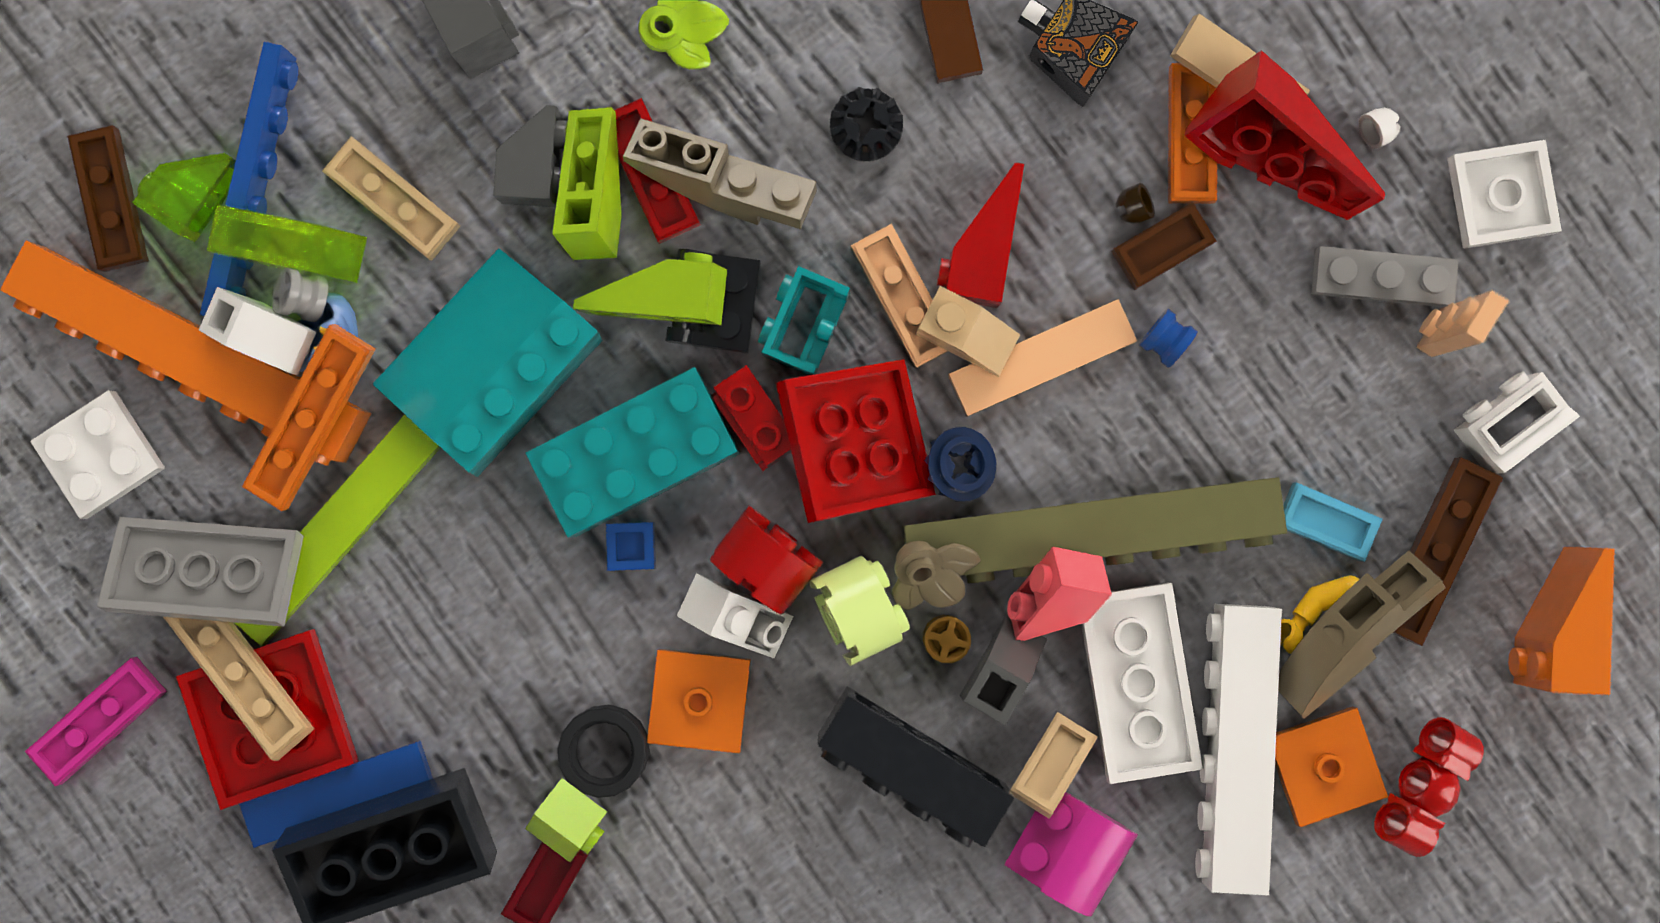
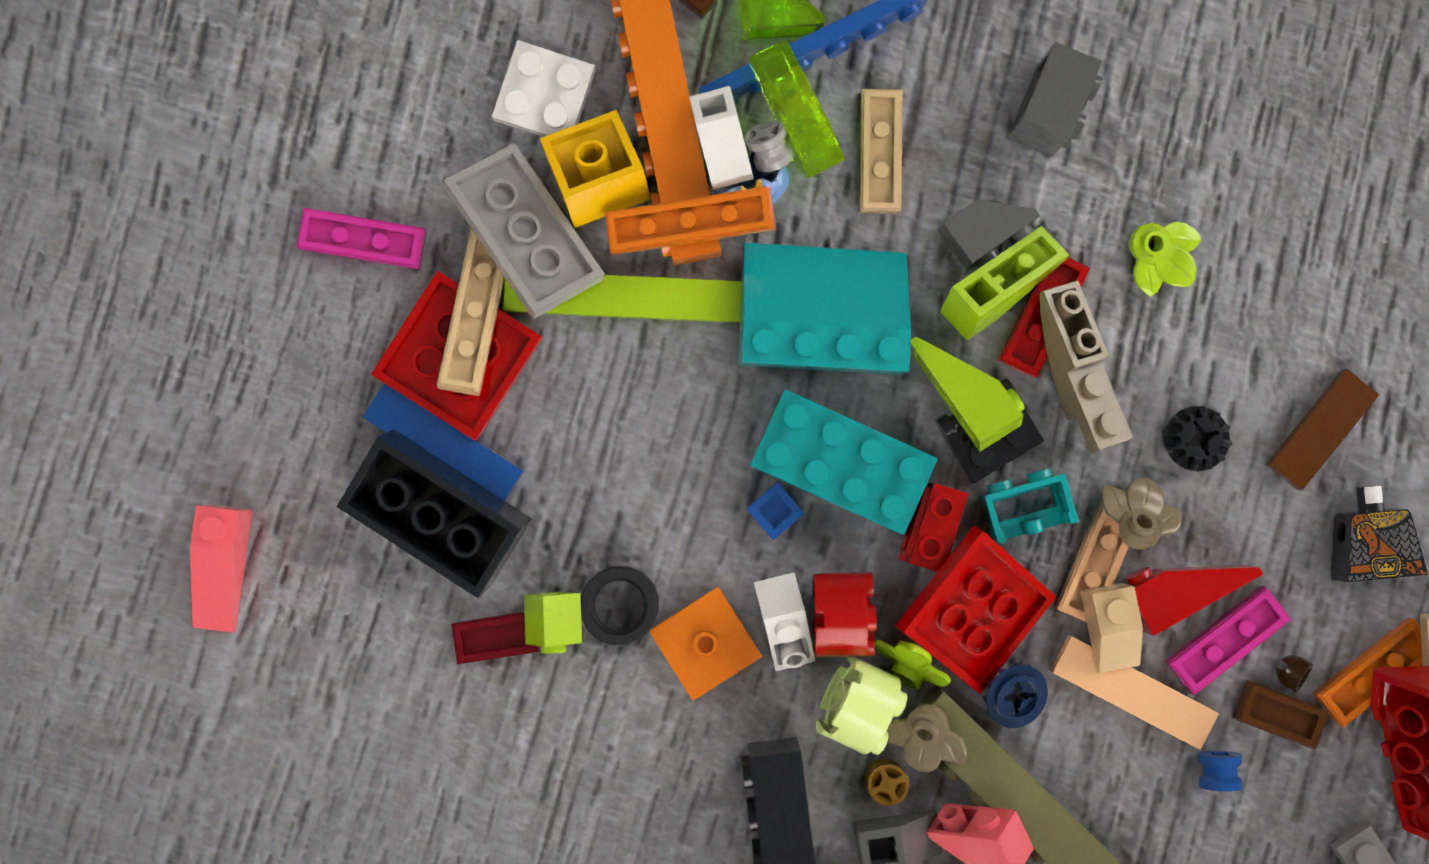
camera: 50 degrees right, 0 degrees up
(198, 464) = (595, 168): none -> yellow slope
(858, 535) = (911, 664): none -> lime plate
(888, 227) = (1140, 512): none -> dark tan plate
(1062, 239) = (1228, 640): none -> dark pink tile

